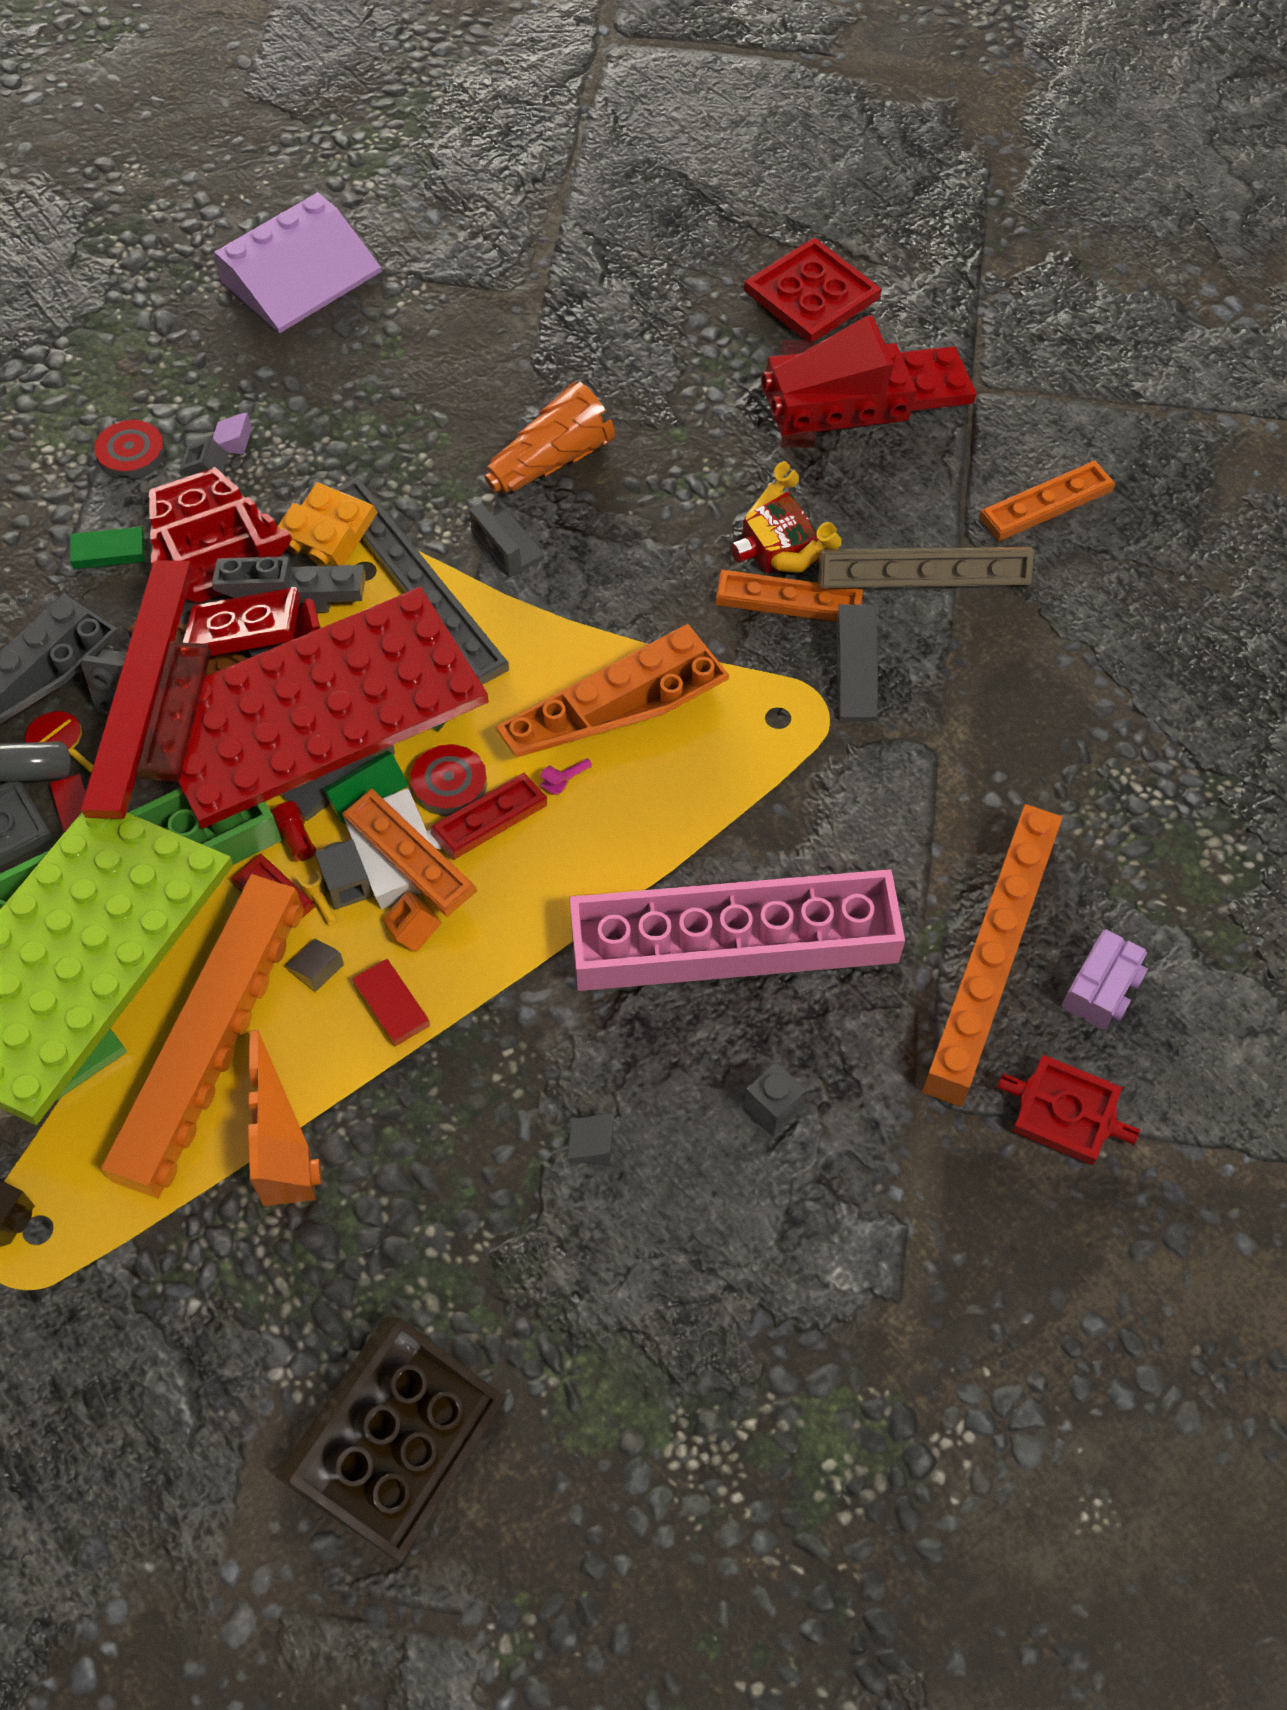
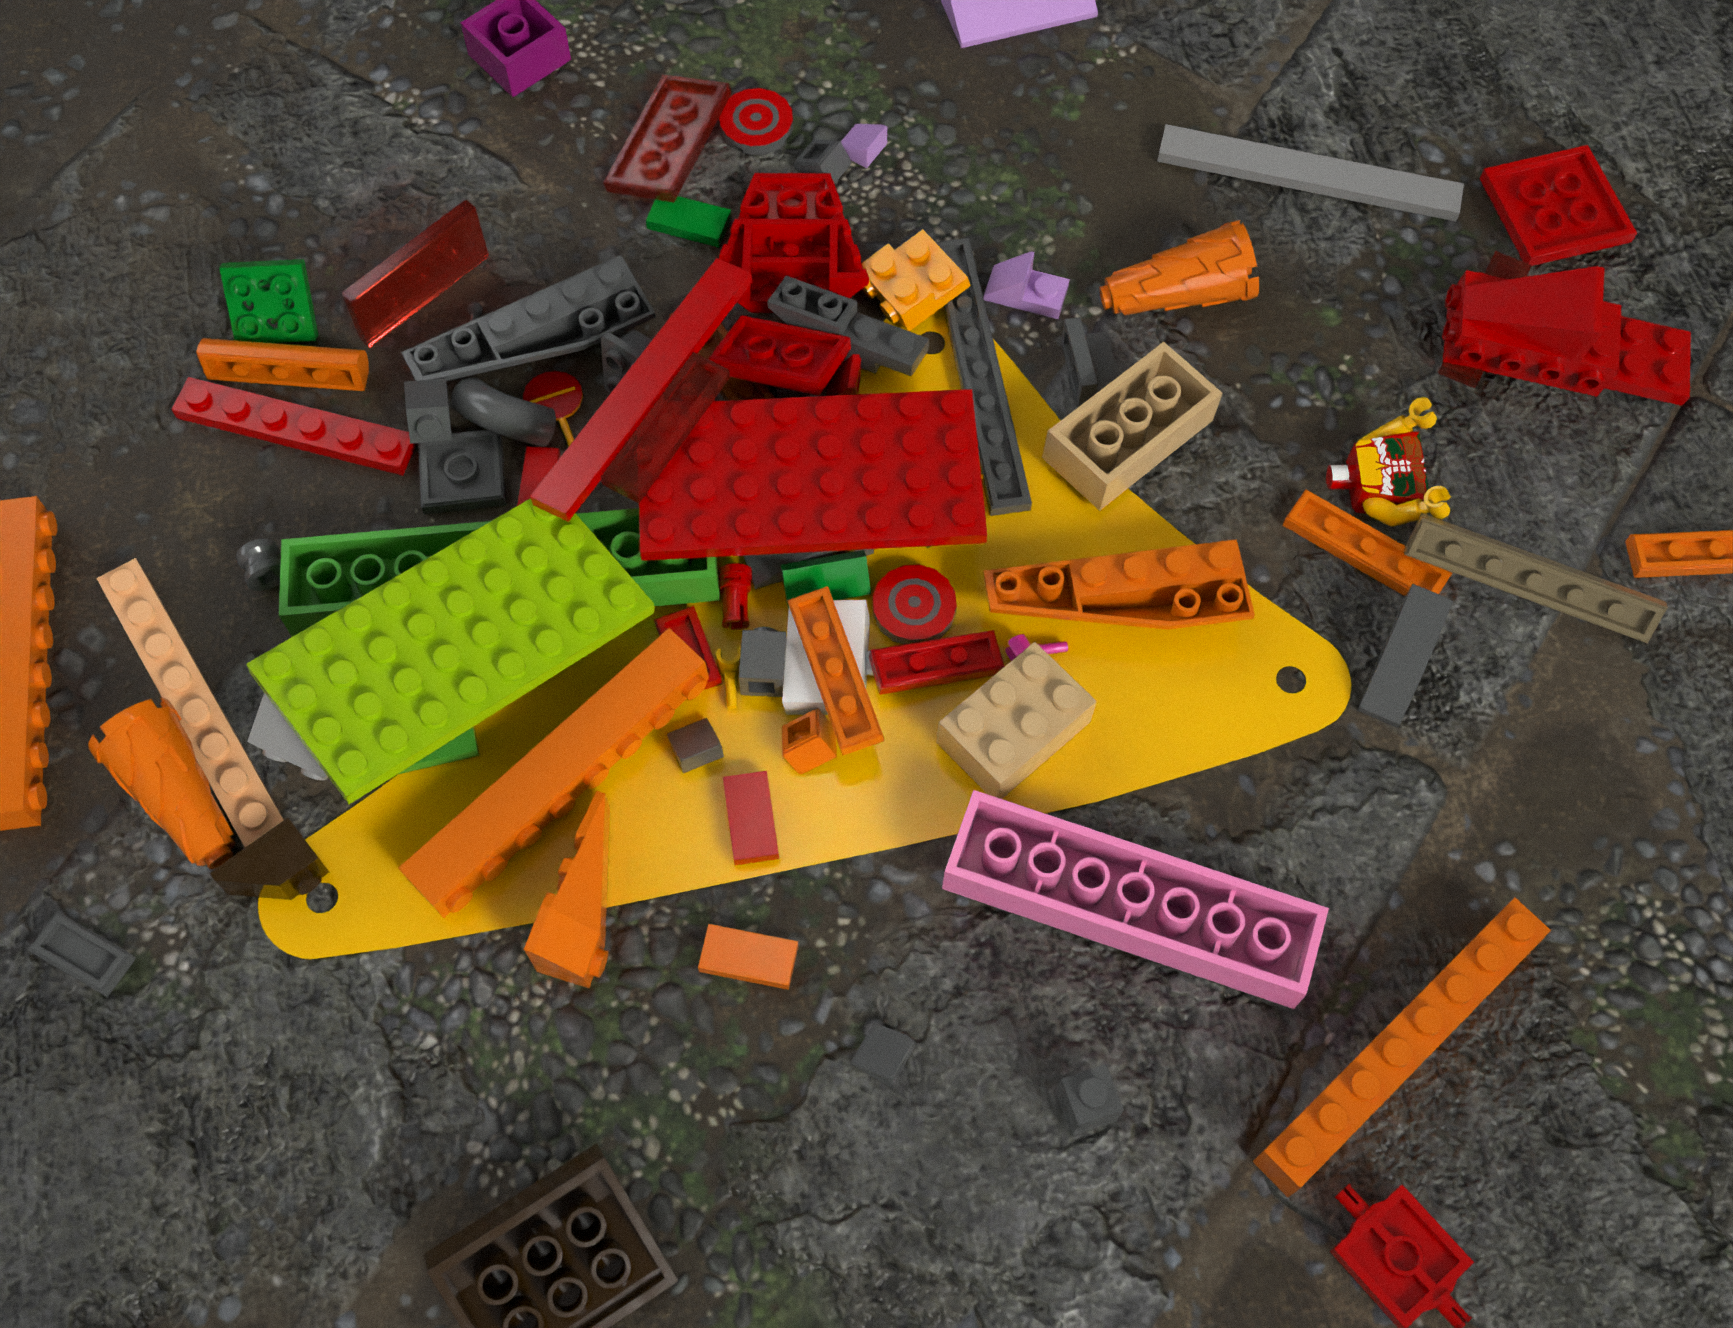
camera: 25 degrees right, 5 degrees up
(58, 488) = (668, 138): none -> clear red tile
(418, 500) = (1020, 287): none -> lavender slope
(441, 1113) = (748, 956): none -> orange tile
(561, 571) = (1131, 425): none -> tan brick
(576, 833) = (1015, 721): none -> tan brick
(609, 331) = (1311, 172): none -> light grey tile
(1104, 980) = (1513, 1133): lavender brick -> none

